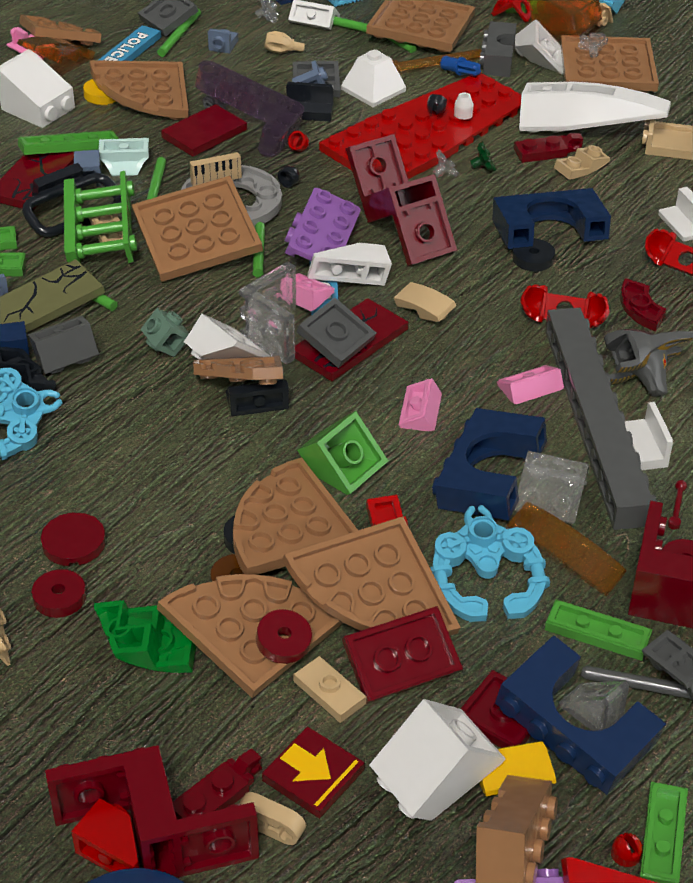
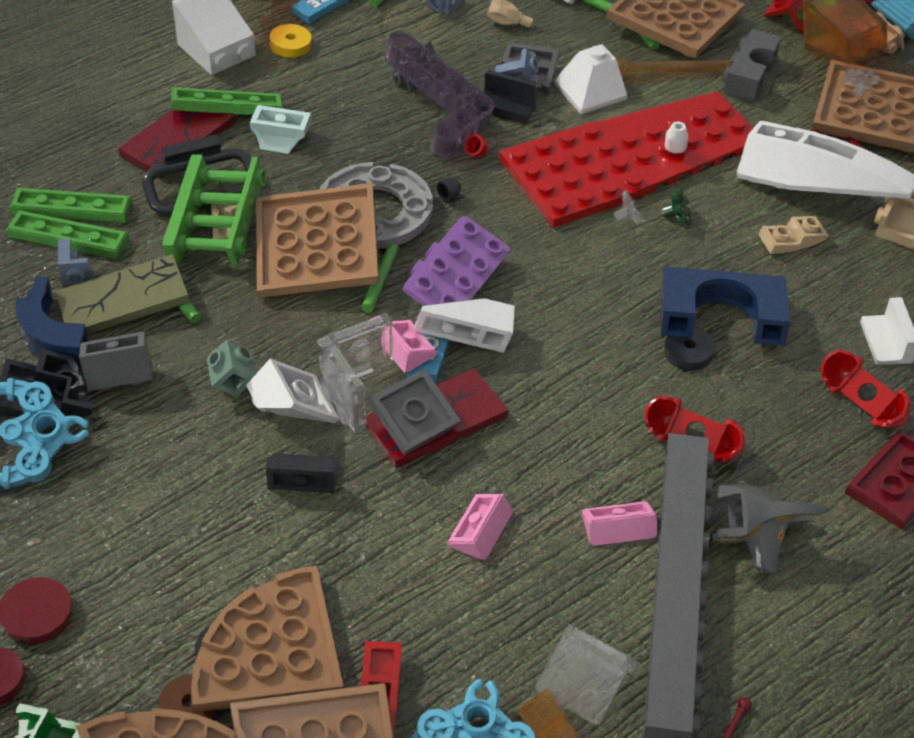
camera: 15 degrees right, 5 degrees up
(89, 161) = (235, 132): sand blue panel -> none
(144, 85) = (336, 43): medium nougat plate -> none
(156, 178) = (303, 166): bright green bar -> none
(204, 130) = (380, 110): dark red tile -> none
(215, 168) = (364, 170): tan tile -> none
(264, 369) = (295, 437): medium nougat plate -> none
(344, 454) = (366, 572): bright green slope -> none
(409, 202) = (554, 251): dark red bracket -> none
(426, 301) = (537, 387): tan slope -> none
(436, 103) = (646, 128): black hinge -> none
(460, 66) = (697, 80): blue axle -> none
(484, 436) = (533, 585): dark blue arch -> none
(539, 47) = (800, 71): white slope -> none
(548, 147) = (761, 206): dark red hinge -> none
(640, 306) = (789, 443): dark red tile -> none
(651, 439) = (725, 635): white panel -> none

